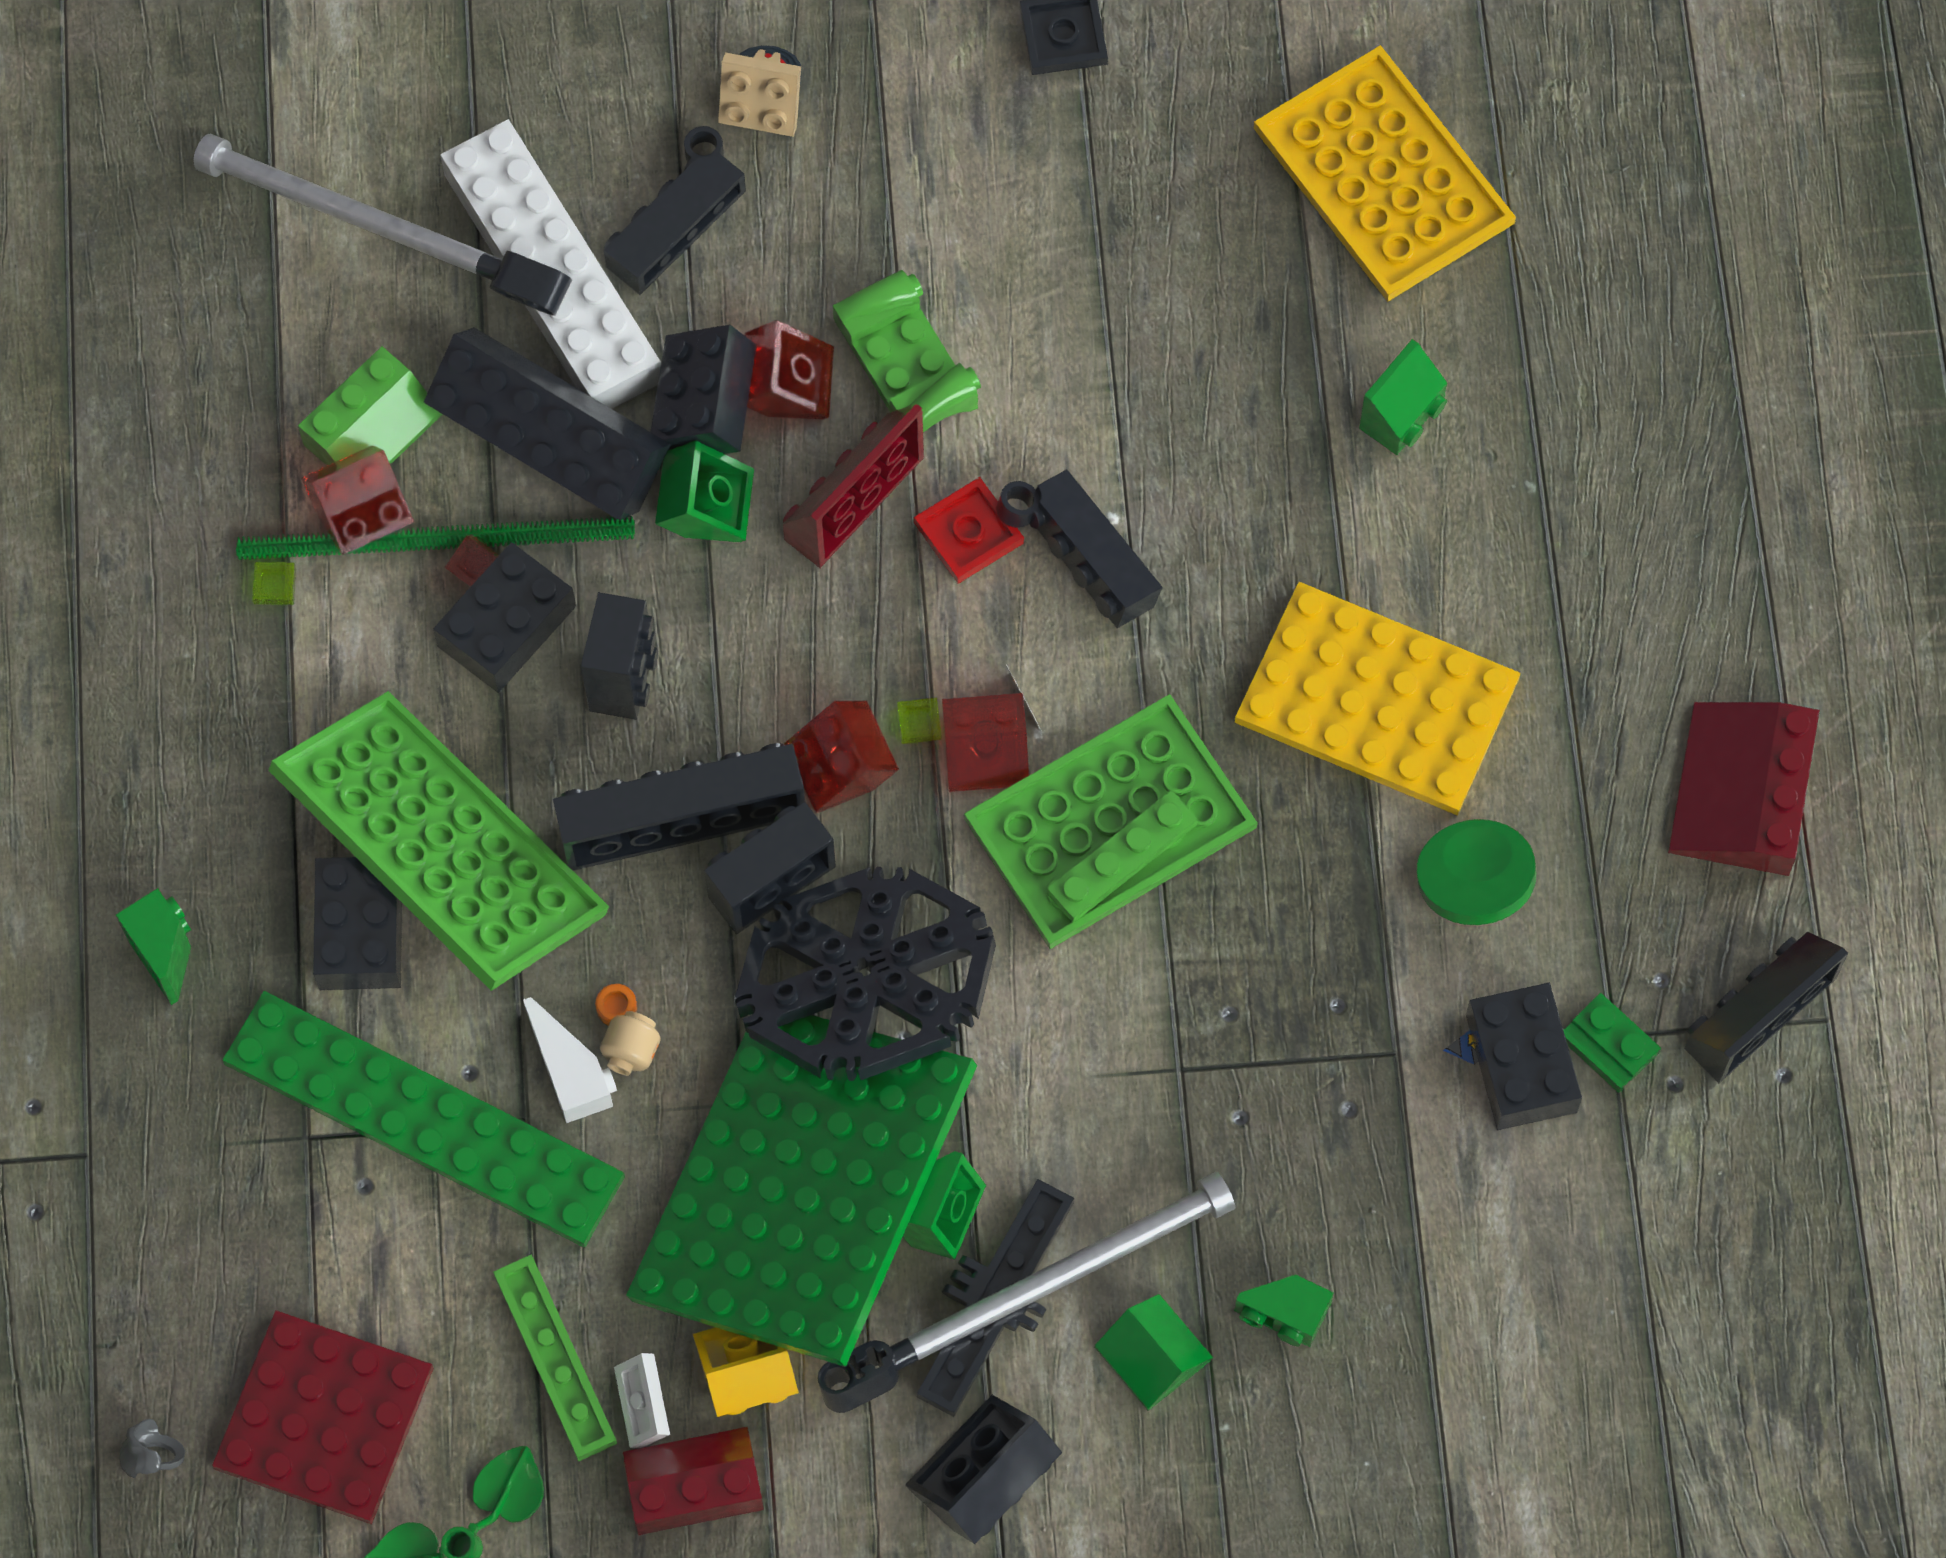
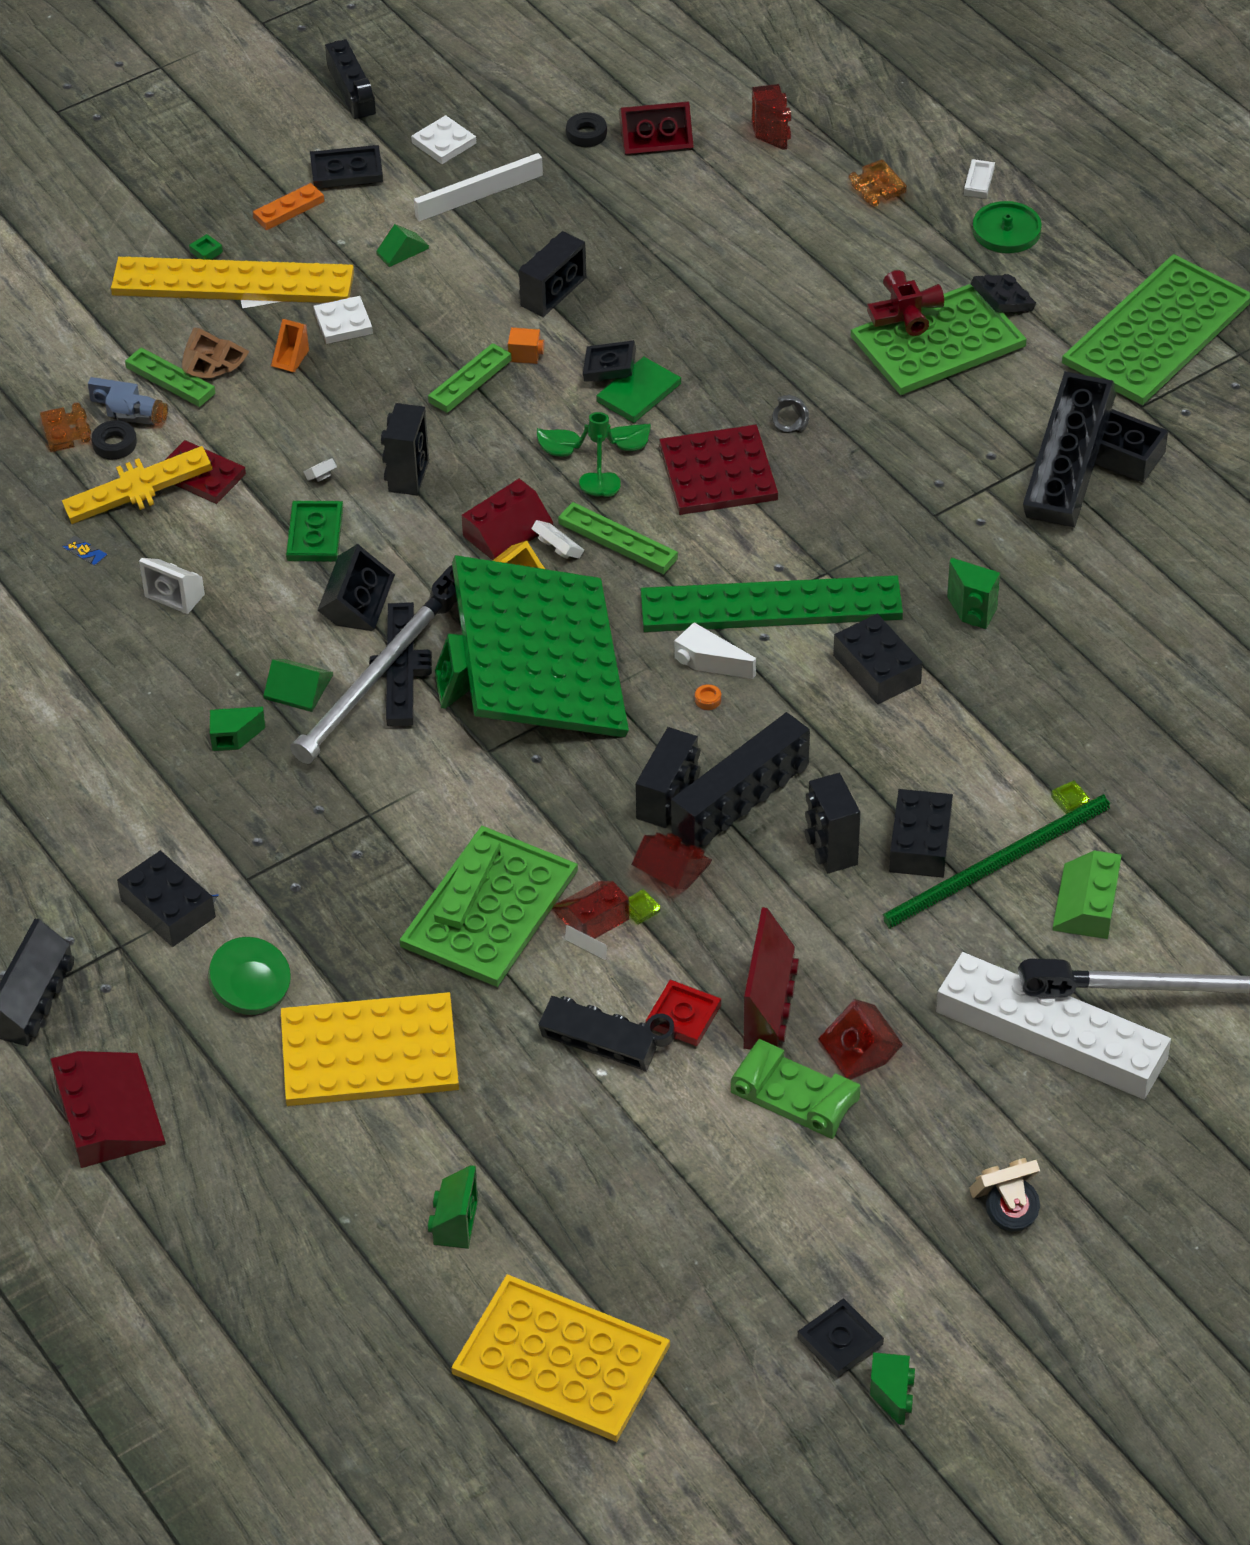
camera: 150 degrees right, 20 degrees down
(358, 499) = (1056, 842): clear red slope -> none
(439, 840) = (867, 701): bright green plate -> none
(471, 560) = (963, 854): clear red plate -> none
(546, 423) = (979, 927): black brick -> none
(630, 1043) = (684, 674): tan head -> none
(677, 215) = (1000, 1098): black hinge -> none
(704, 388) = (899, 991): black brick -> none
(704, 494) = (857, 951): green slope -> none
(857, 997) = (559, 733): black plate -> none
(1610, 1042) = (119, 938): green plate -> none

